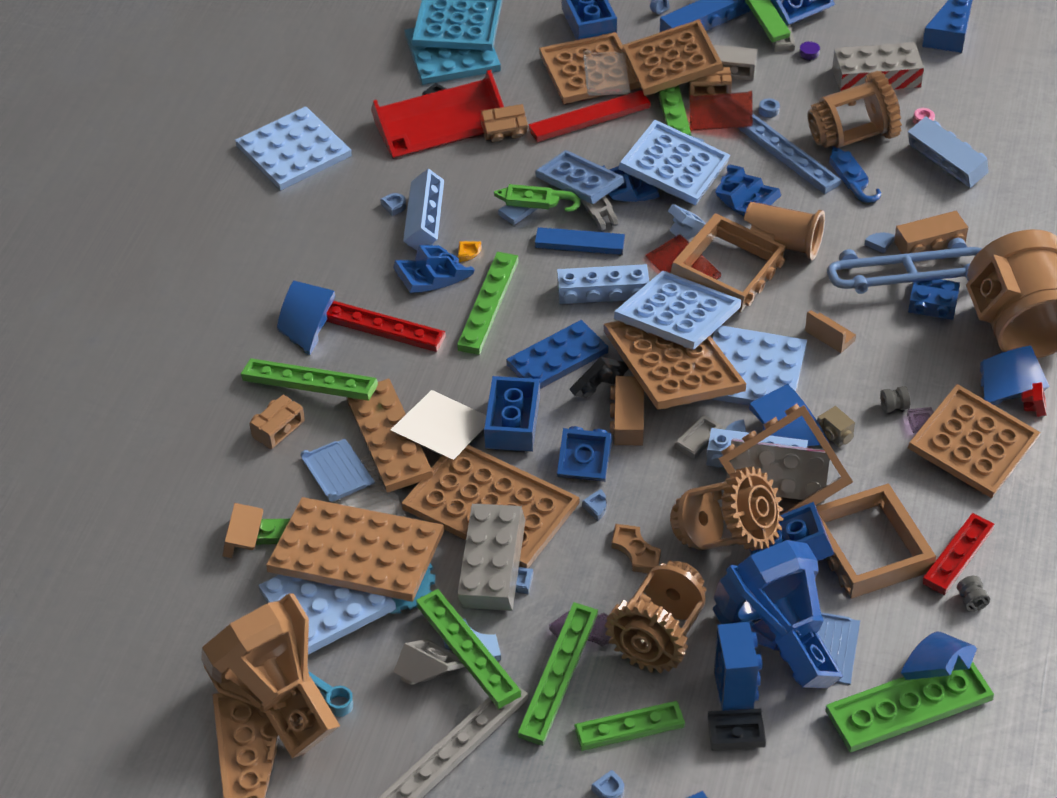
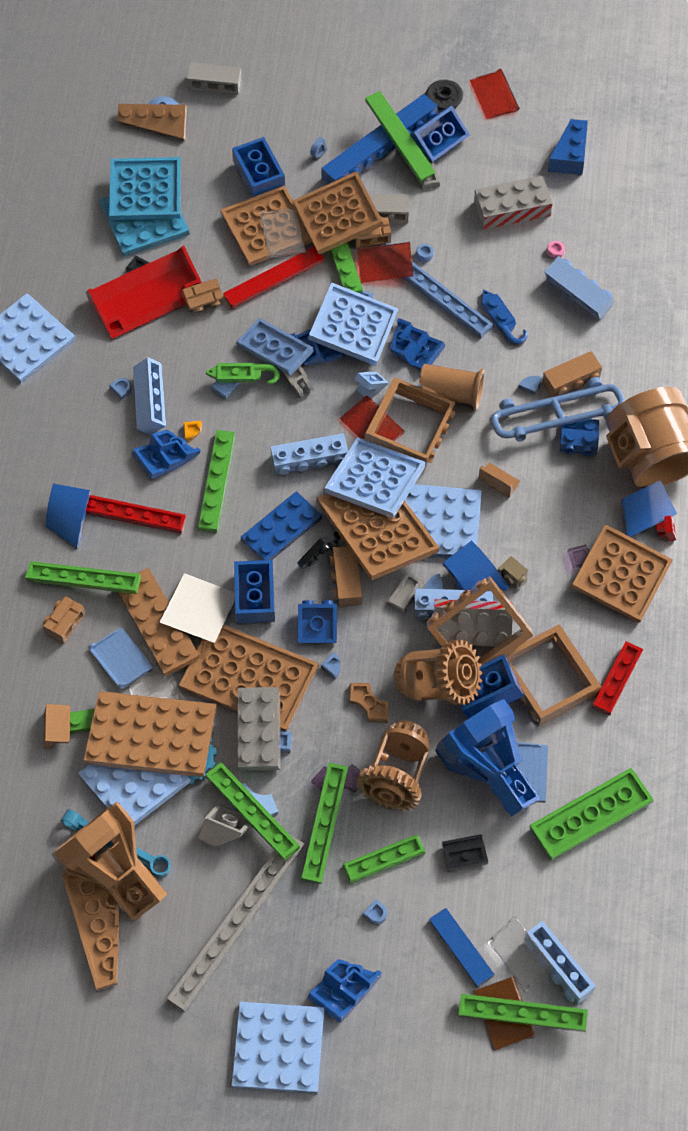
camera: 10 degrees left, 15 degrees up
(580, 240) = (284, 410): blue tile -> none
(737, 666) = (461, 807): blue brick -> none
(809, 50) = (453, 186): dark purple tile -> none
(880, 105) = (520, 250): medium nougat piece -> none
(895, 399) = (557, 540): dark grey wheel -> none
(938, 657) = (610, 775): blue slope -> none
(974, 595) = (631, 713): dark grey wheel -> none

